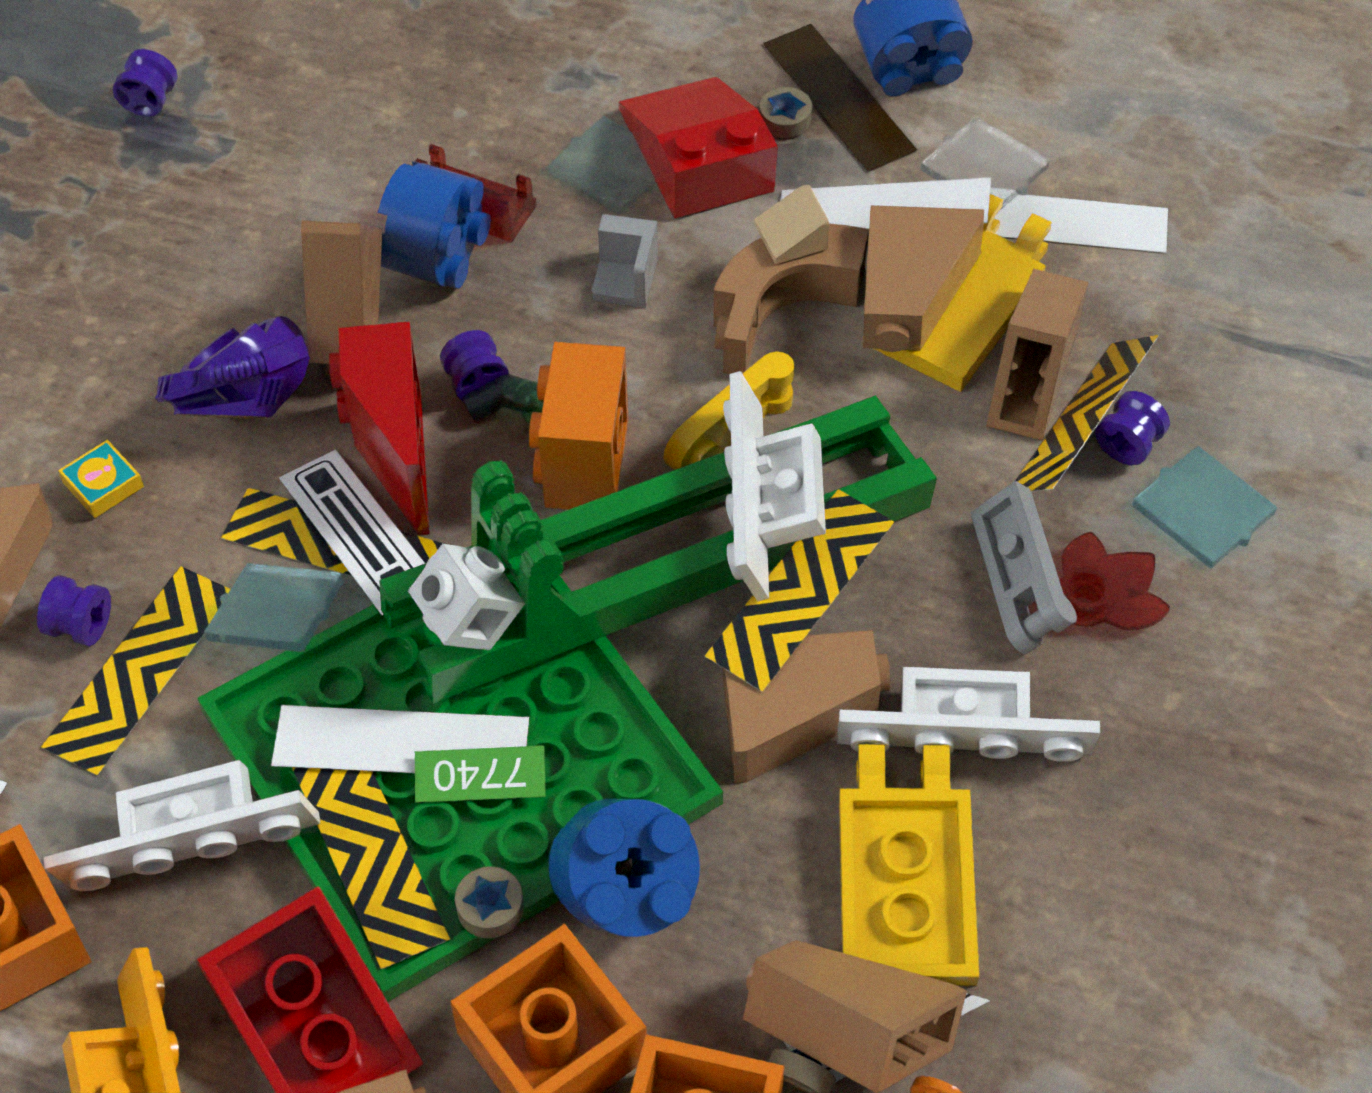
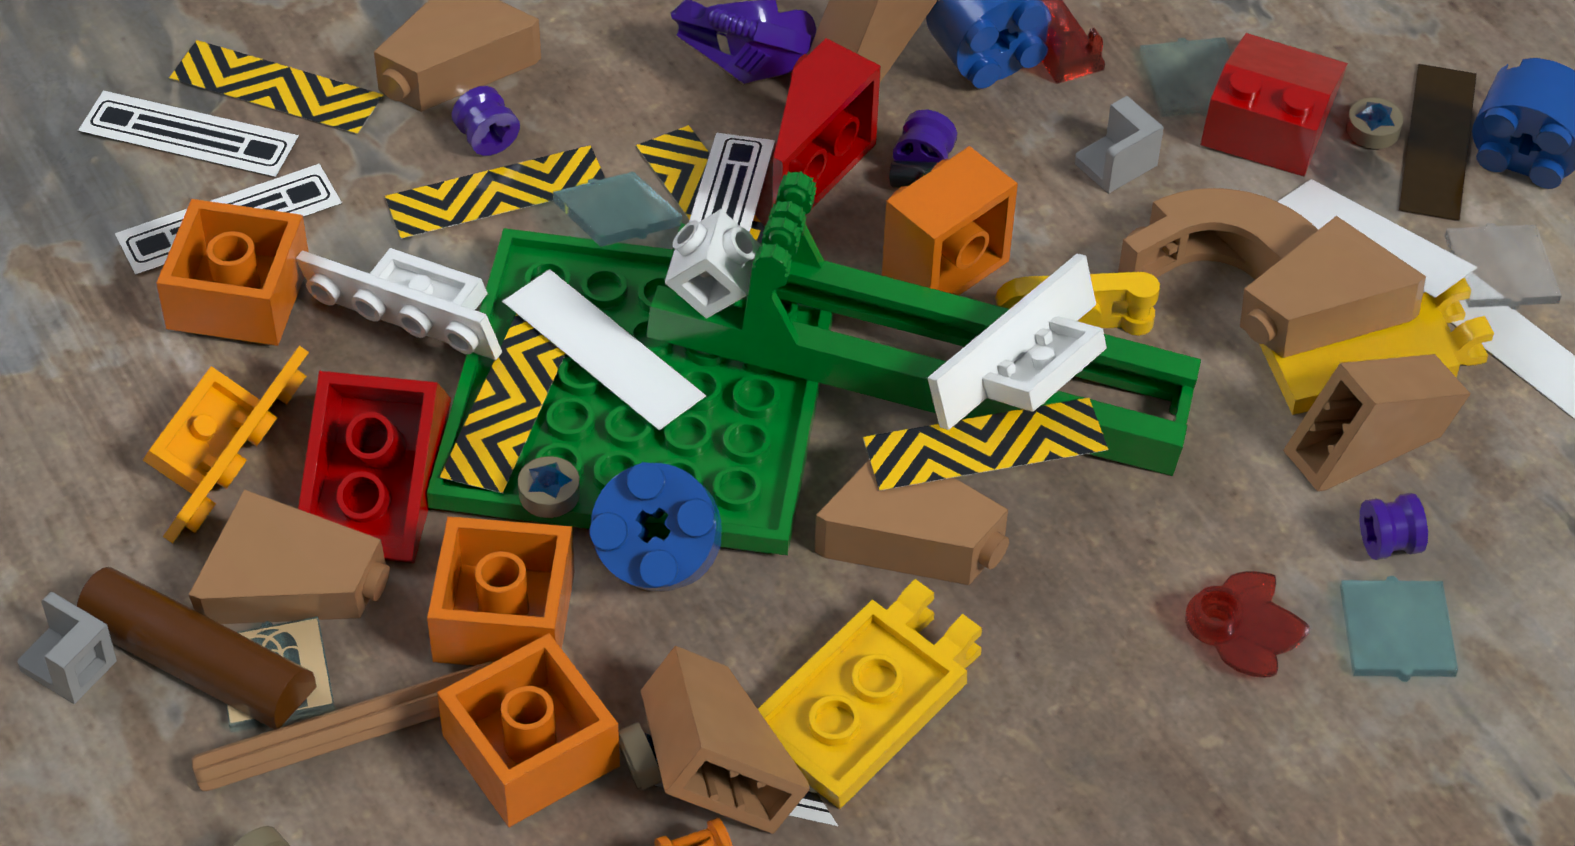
camera: 40 degrees right, 5 degrees down
(101, 478) = (594, 52): yellow tile -> none
(479, 774) = (631, 405): bright green sticker -> none
(794, 226) = (1260, 194): tan slope -> none
(968, 713) = (1029, 621): white bracket -> none
(1021, 567) = (1183, 558): light grey plate -> none
(1084, 413) = (1365, 490): sticker -> none

